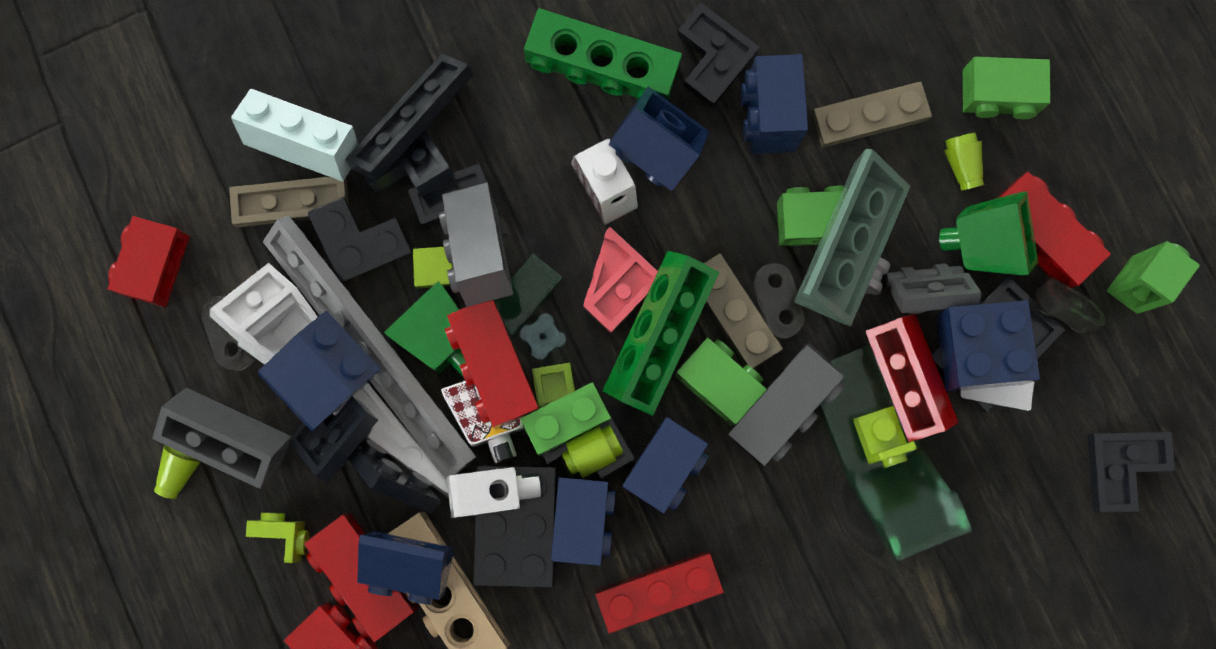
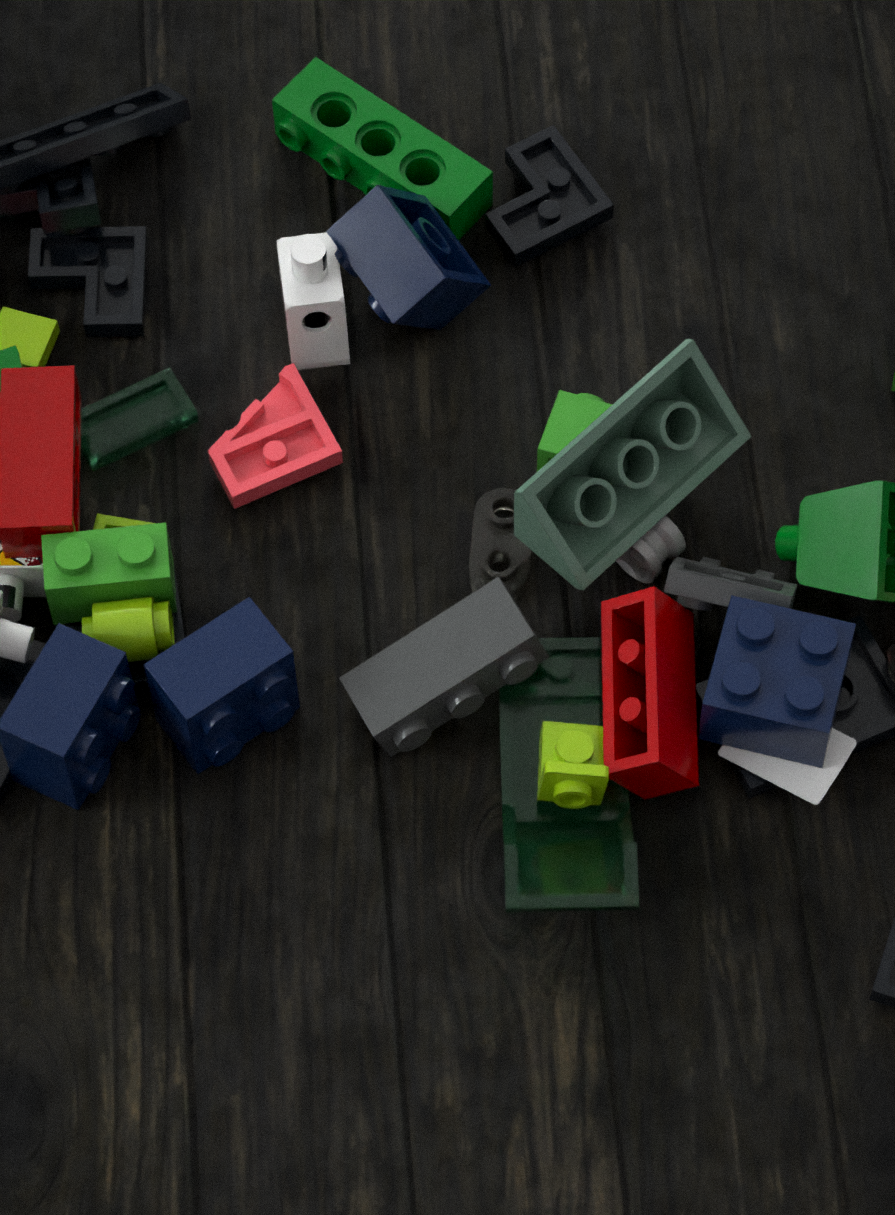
camera: 25 degrees right, 20 degrees down
(475, 245) = (85, 302): brick -> none
(543, 325) = (138, 491): clear light blue plate -> none
(658, 591) = (140, 864): red brick -> none
(660, 331) = (301, 509): green brick -> none
(721, 381) = (357, 604): bright green brick -> none
(739, 317) = (427, 534): dark tan plate -> none
(775, 104) = (596, 274): dark blue brick -> none
(871, 114) = (755, 345): dark tan plate -> none
(965, 159) = (862, 441): lime cone -> none

